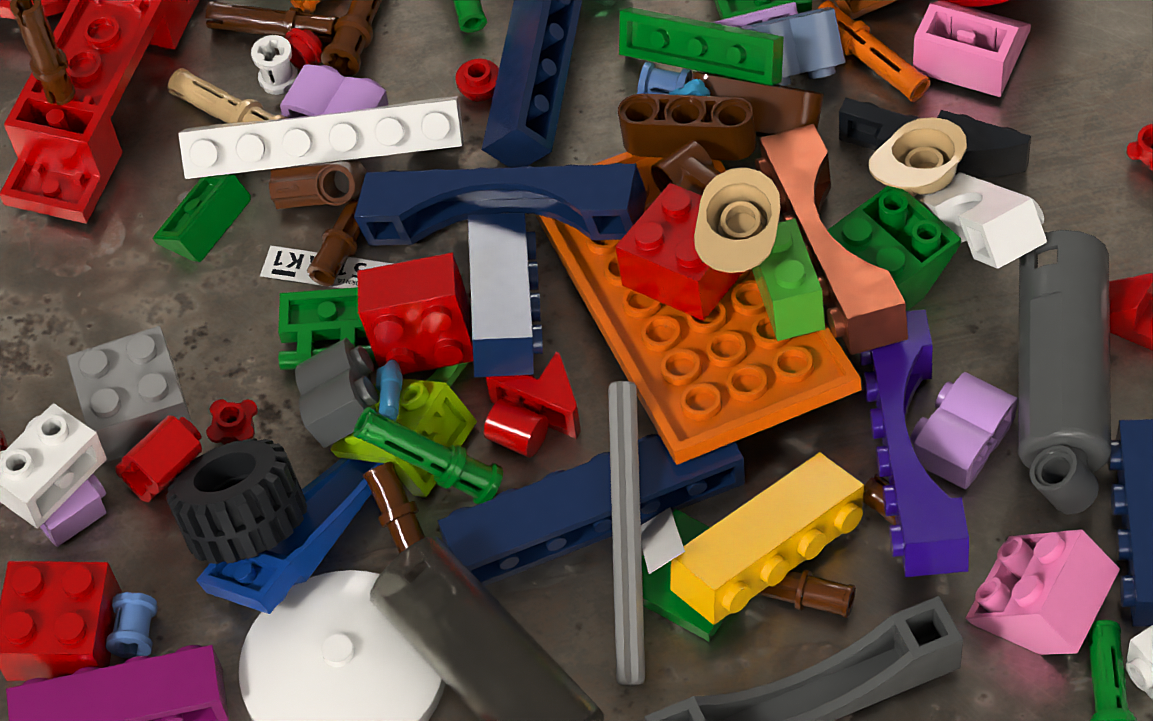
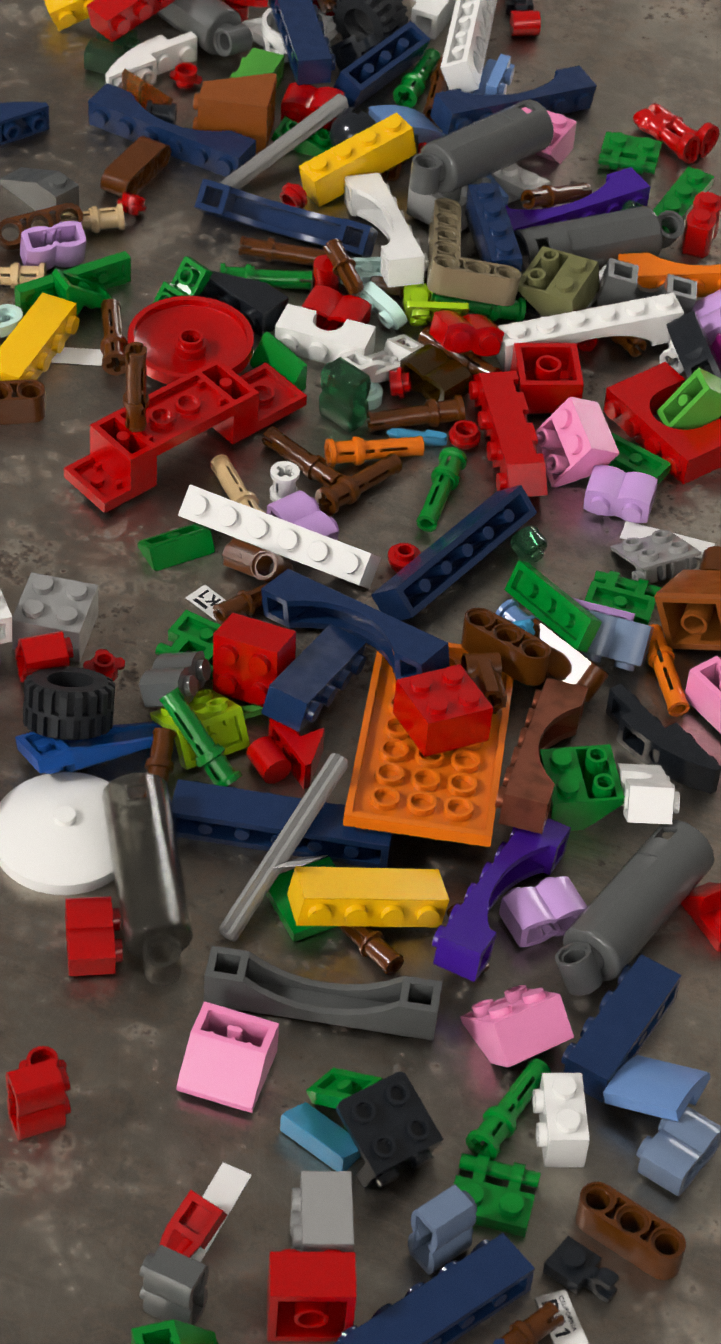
camera: 20 degrees right, 10 degrees down
(305, 47) = (309, 481): red plate -> none
(389, 384) = (206, 691): dark azure piece -> none
(737, 220) = (473, 697): tan piece -> none
(790, 285) = (488, 756): bright green brick -> none
(920, 156) = (633, 738): tan piece -> none

